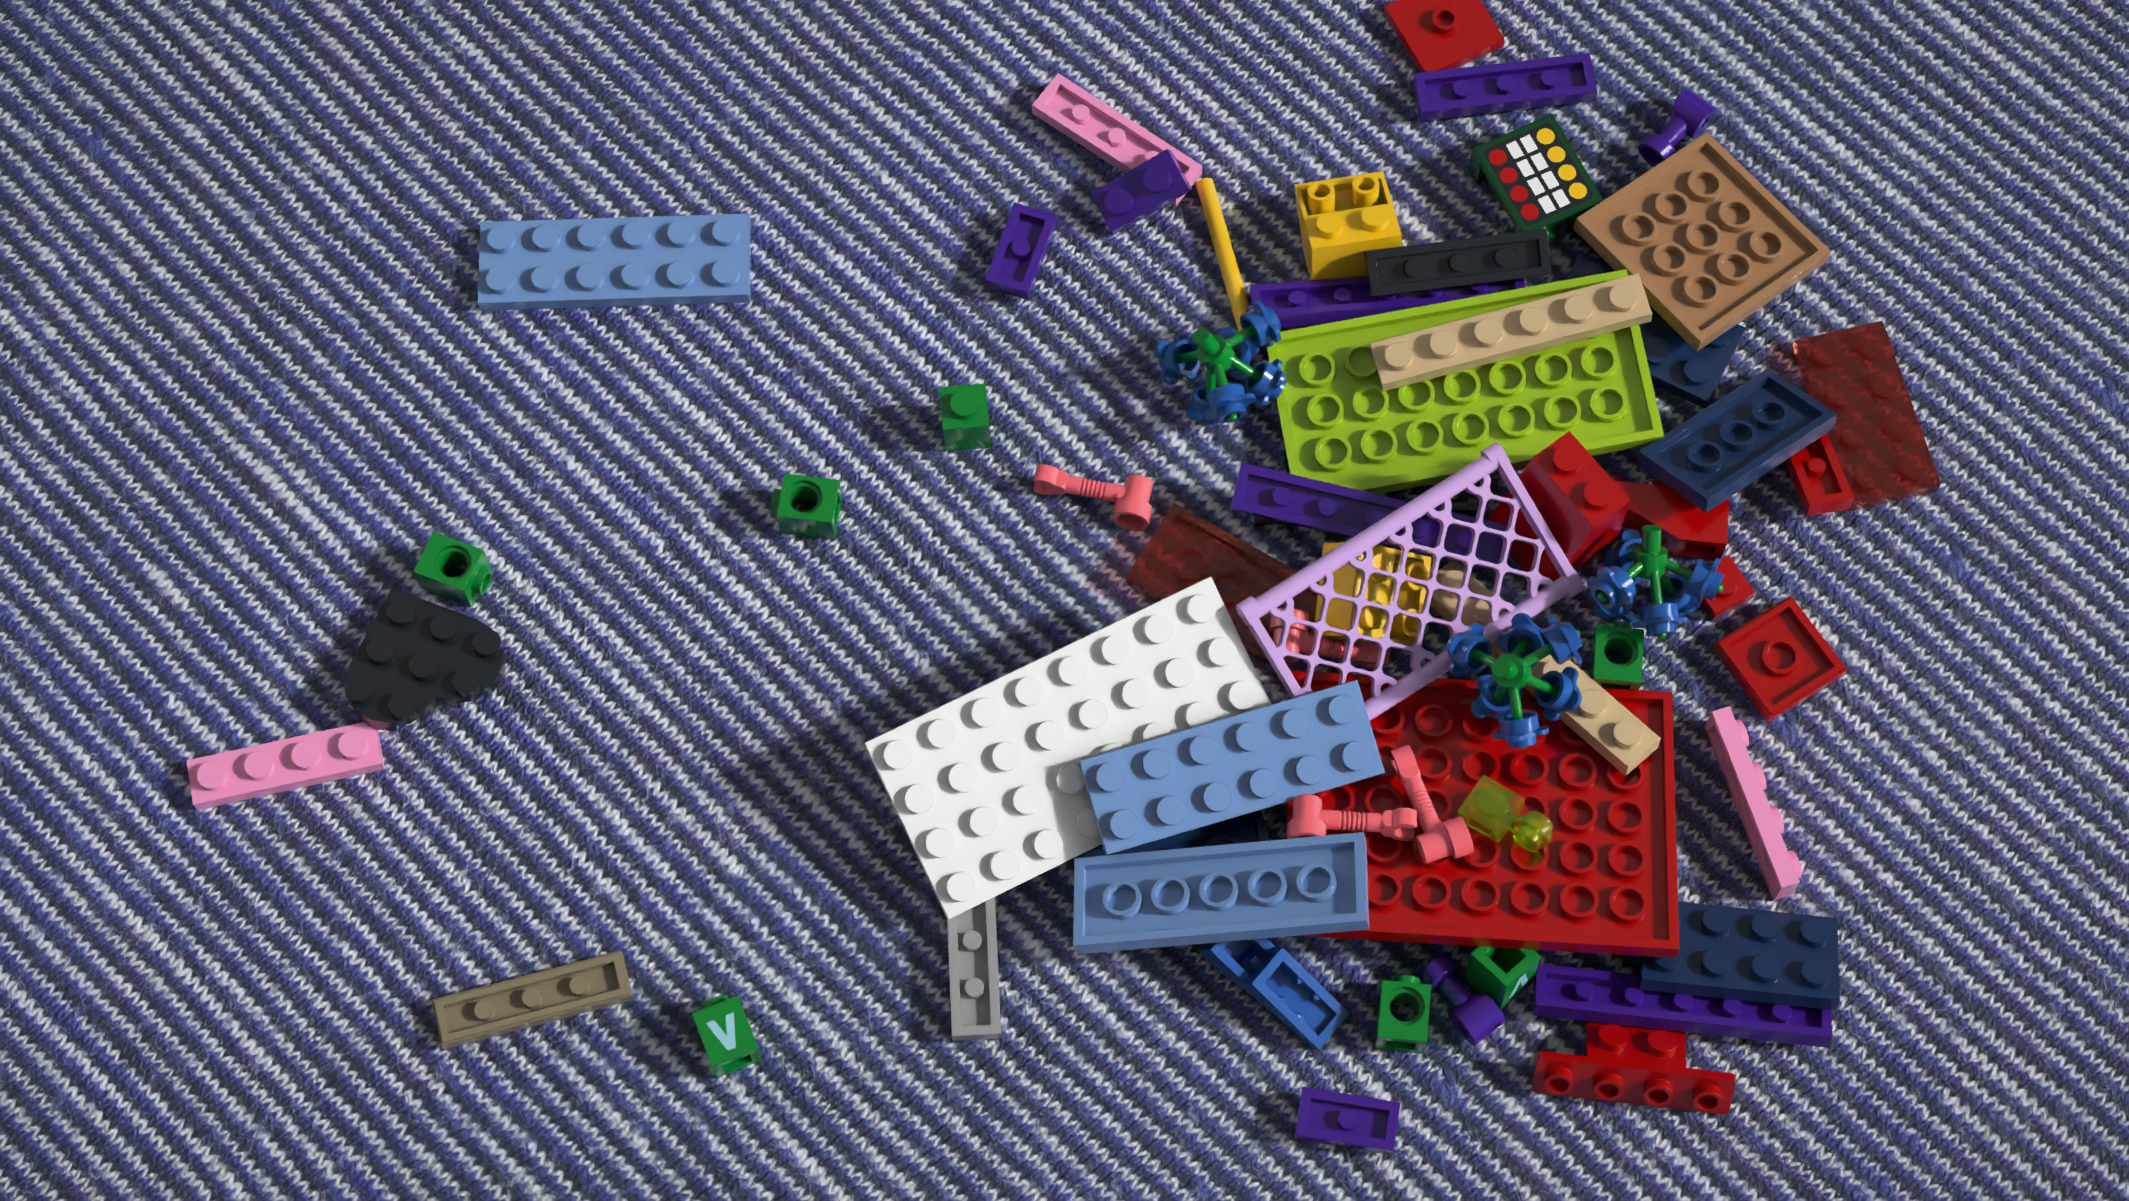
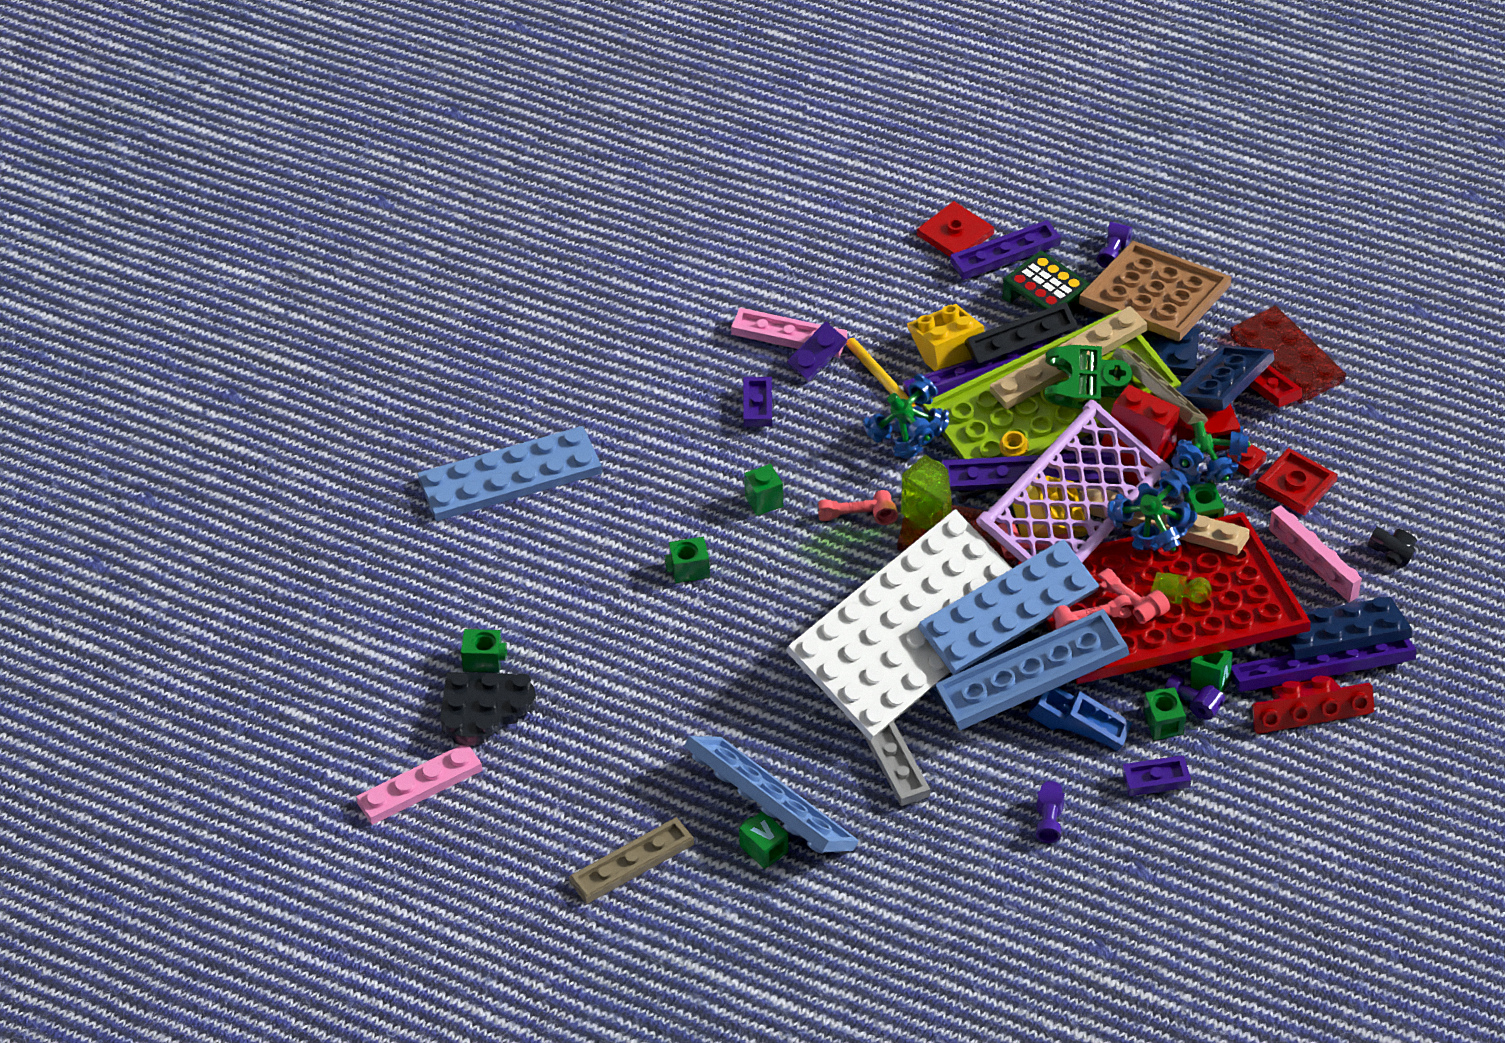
camera: 20 degrees left, 20 degrees down
(763, 967) = (772, 795): none -> medium blue plate
(1170, 1116) = (1050, 806): none -> dark purple leg
(1190, 522) = (926, 493): none -> clear neon green slope
(1364, 452) = (1012, 439): none -> yellow plate
(1507, 355) = (1099, 381): none -> green piece
(1623, 440) = (1159, 385): none -> dark tan tile
(1885, 834) = (1397, 547): none -> black plate

